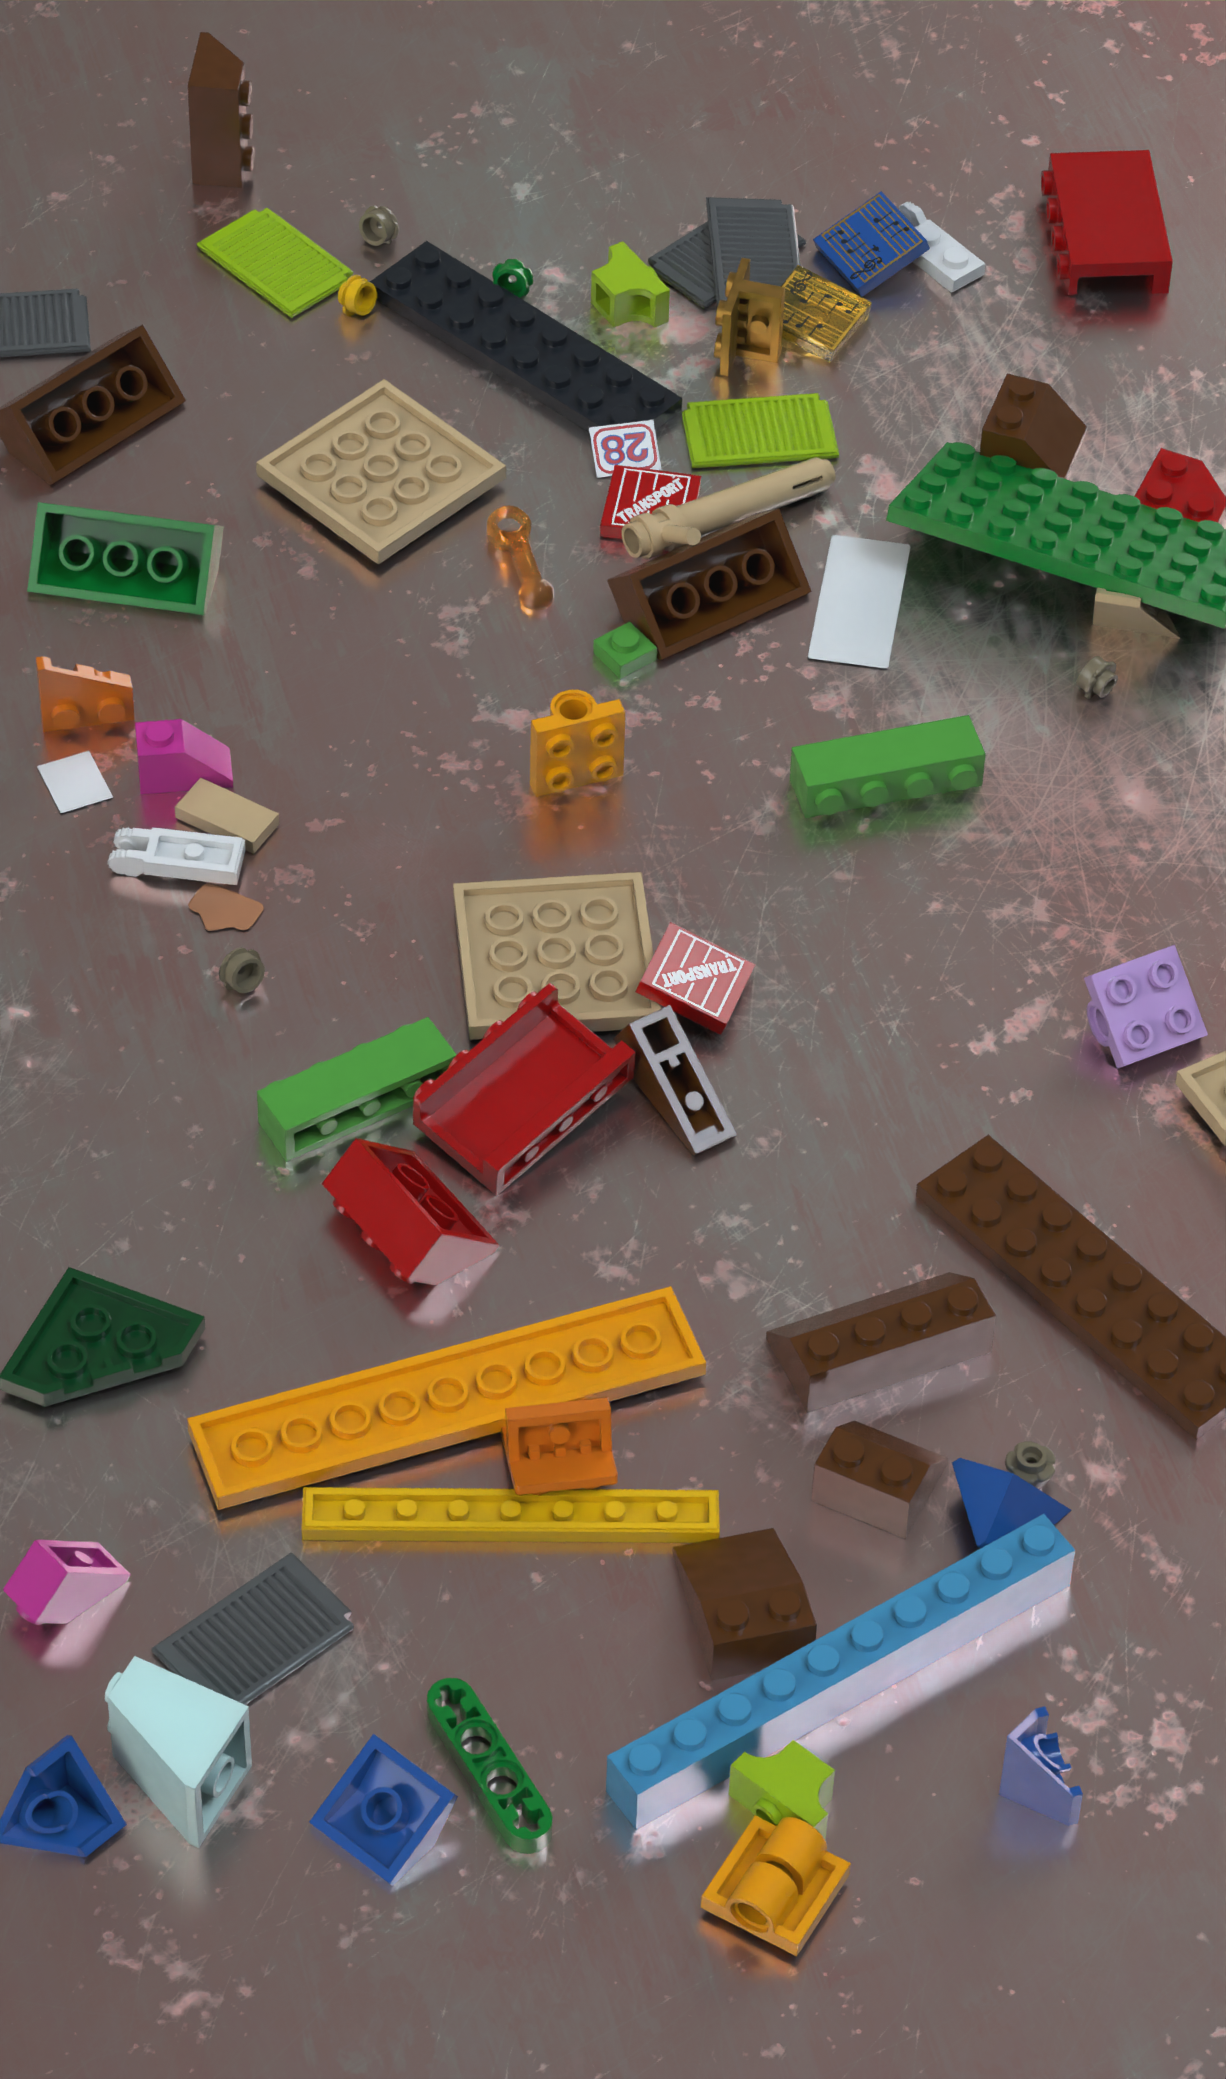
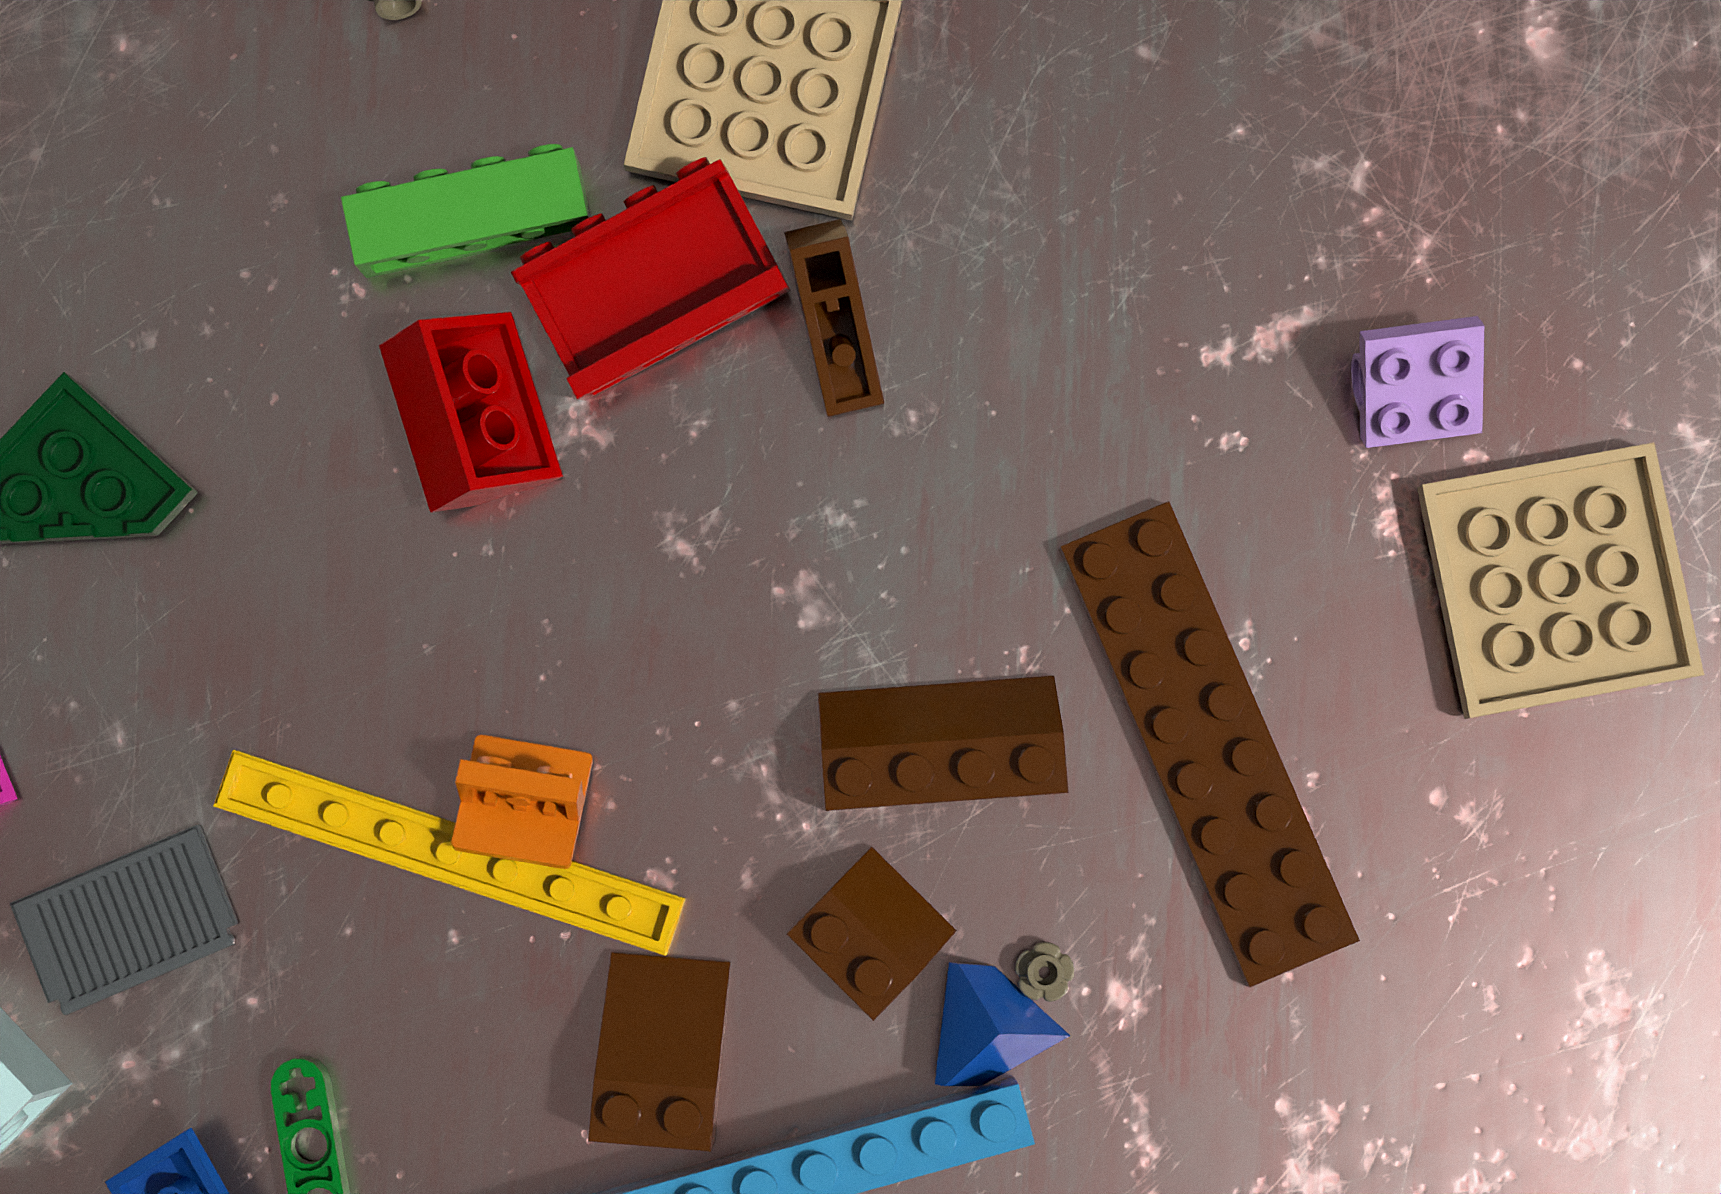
camera: 20 degrees right, 35 degrees up
(442, 1397) = (428, 677): light orange plate -> none
(695, 978) = (910, 172): tile -> none

